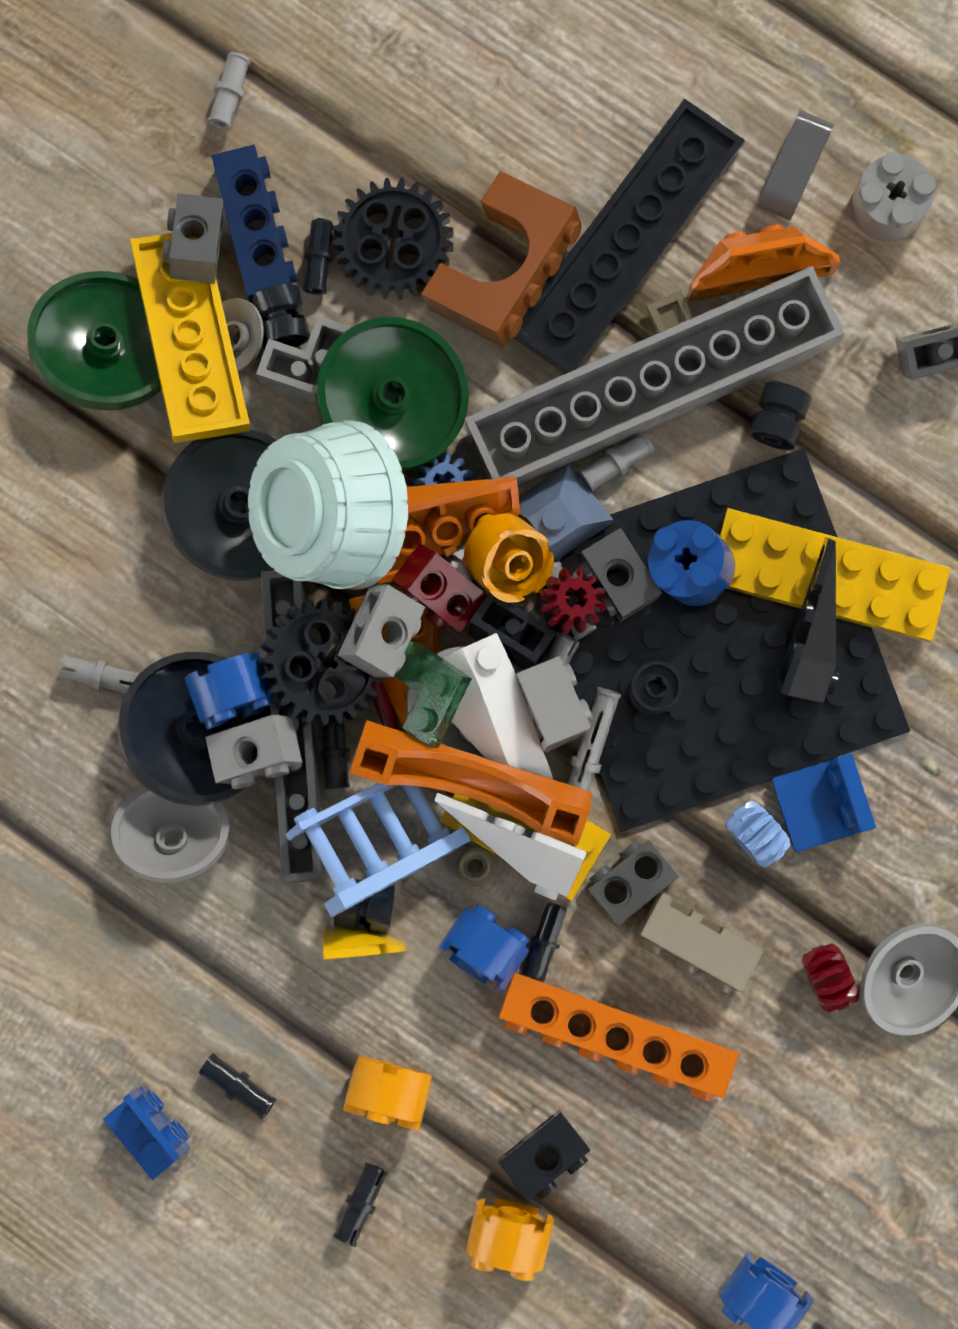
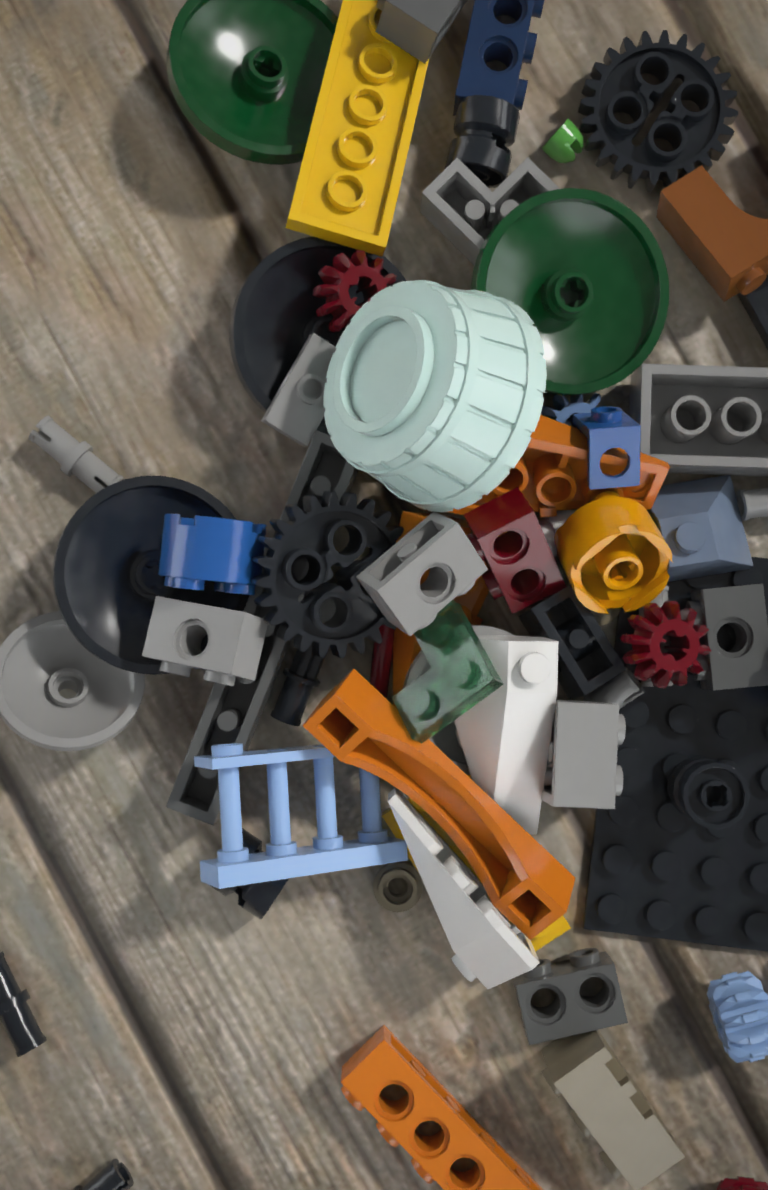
camera: 30 degrees right, 5 degrees up
(230, 457) = (343, 277): none -> dark red gear
(240, 556) = (299, 401): none -> light grey plate
(244, 329) = (432, 137): light grey dish -> none
(318, 256) = (559, 92): black axle -> none
(337, 290) = (564, 143): none -> bright green hinge
(358, 942) = (218, 918): yellow brick -> none
(388, 1092) = (172, 1104): light orange brick -> none
(459, 475) = (607, 429): none -> bracket
(484, 947) = (361, 996): blue brick -> none
(544, 942) = (433, 1015): black axle -> none
(605, 701) = (642, 776): light grey pin -> none

